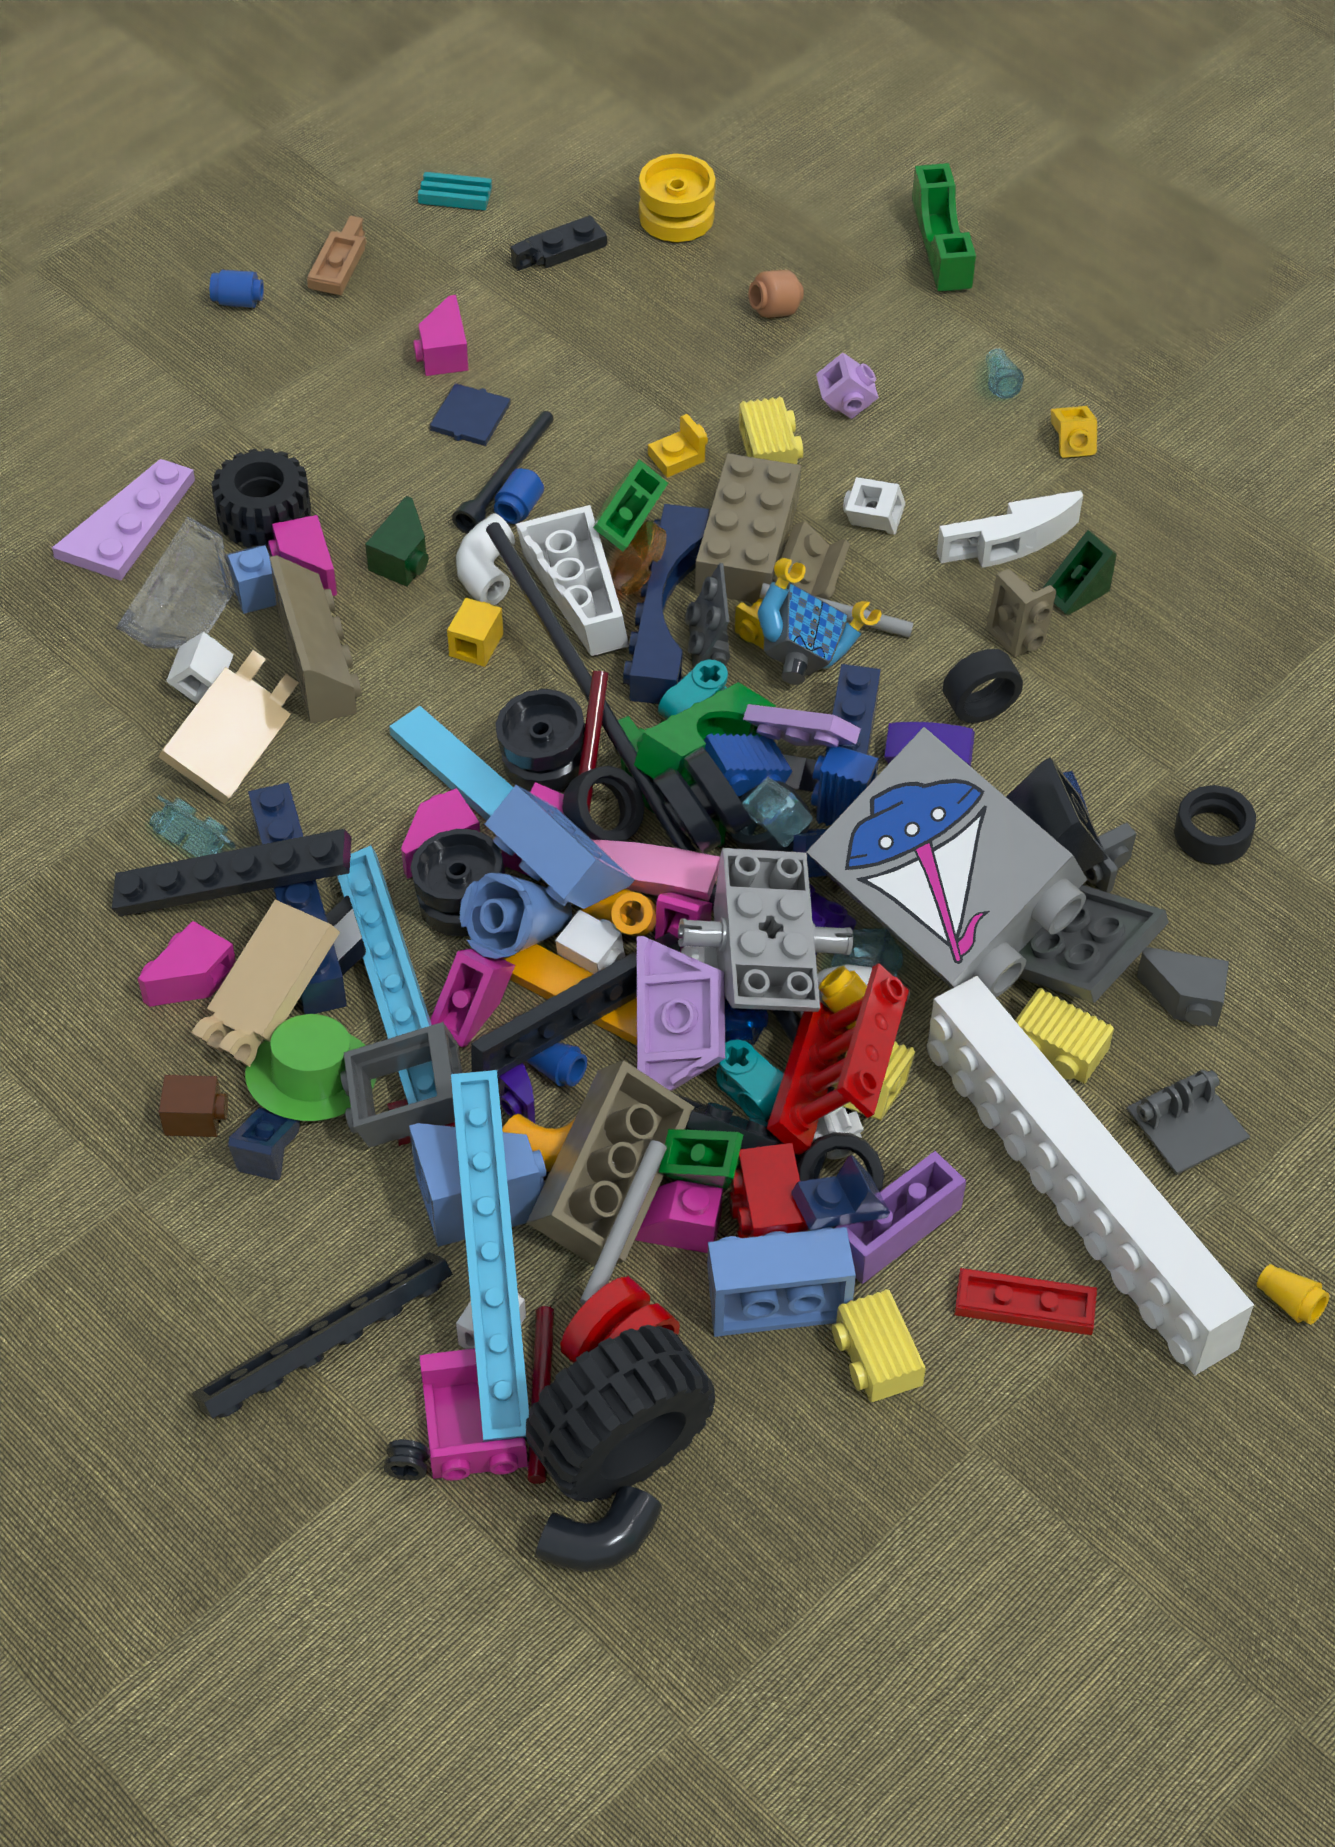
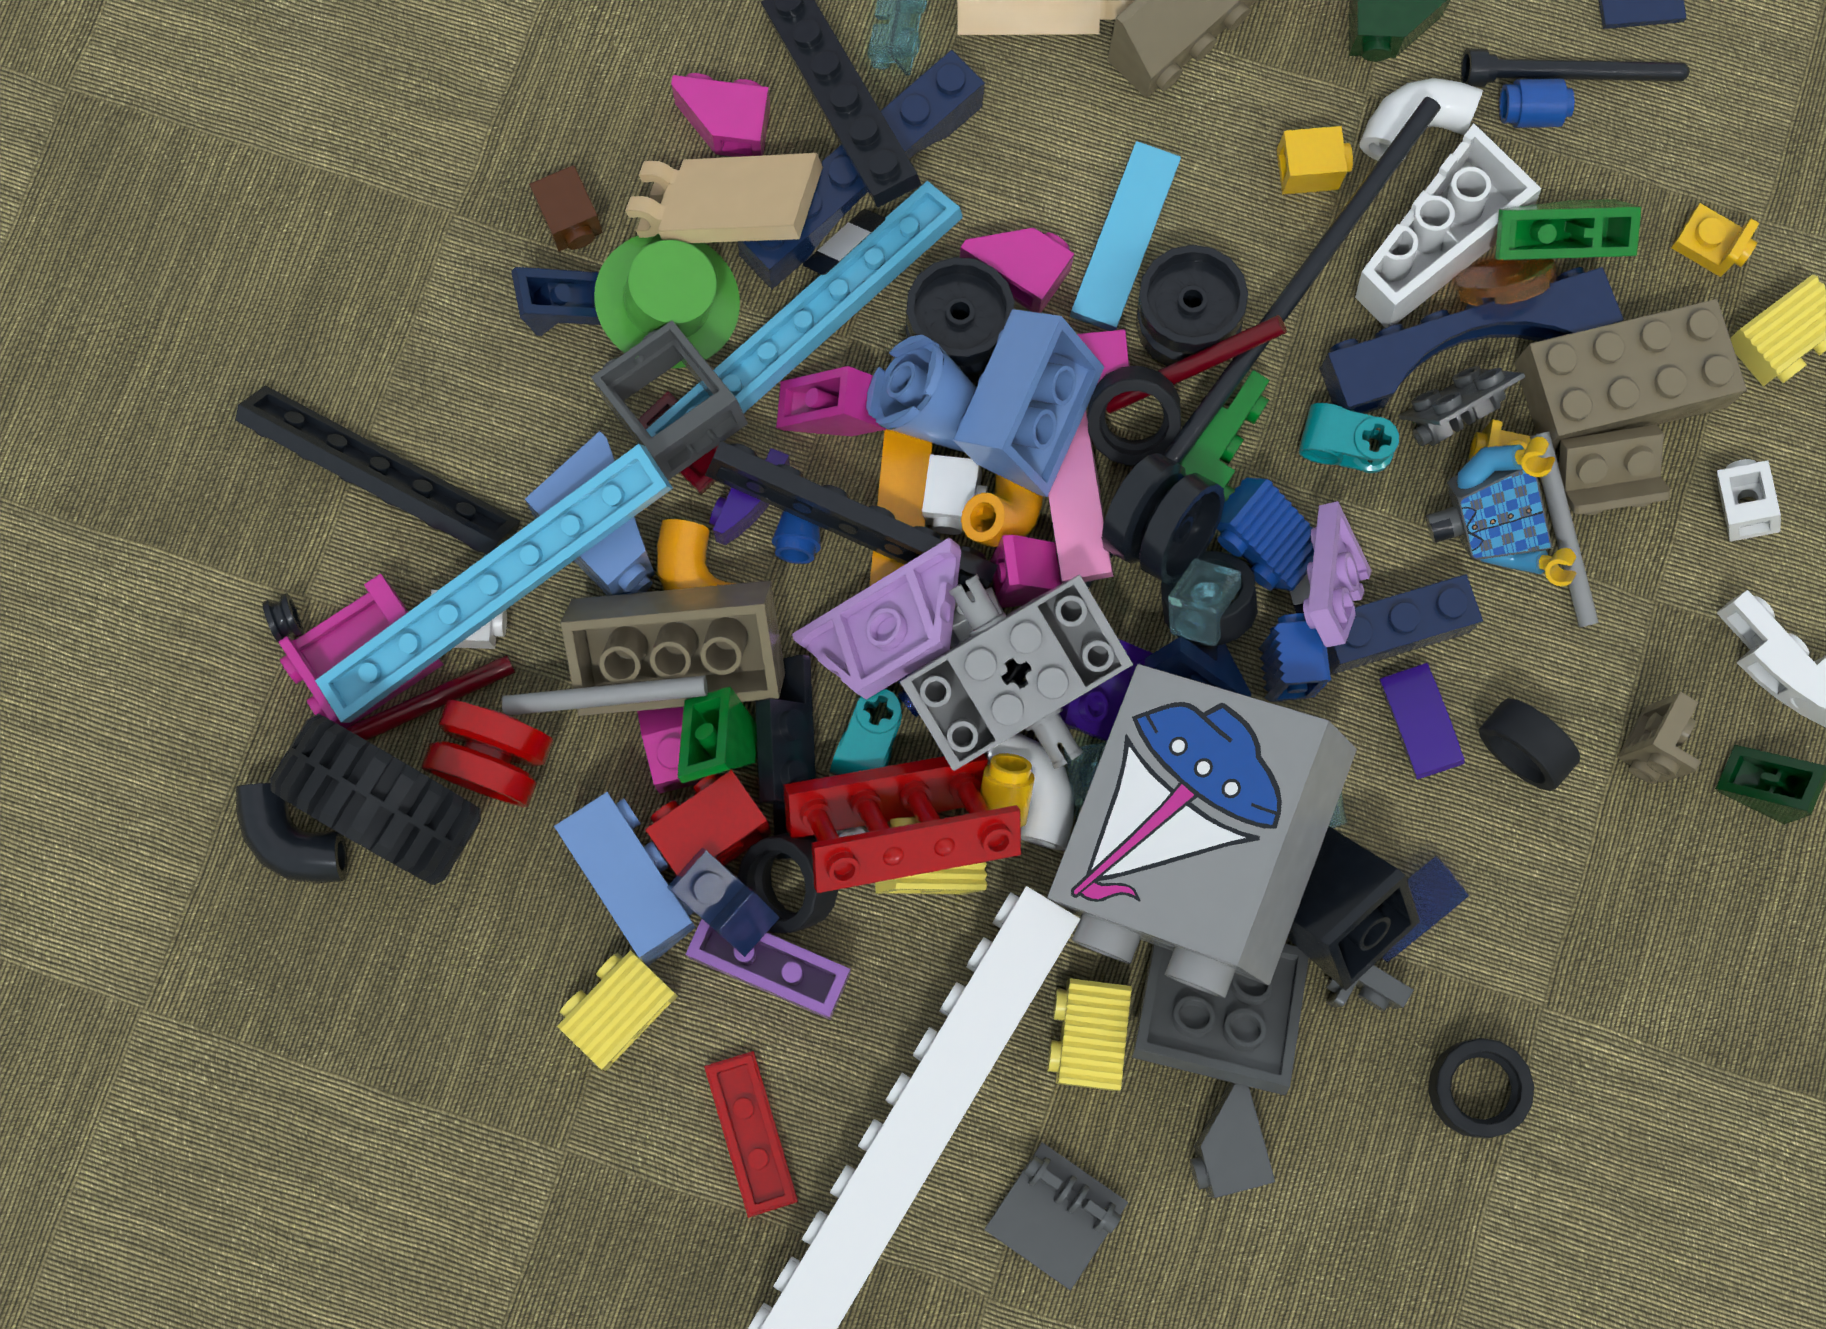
camera: 60 degrees right, 25 degrees up
(683, 733) = (1232, 451): green arch -> none

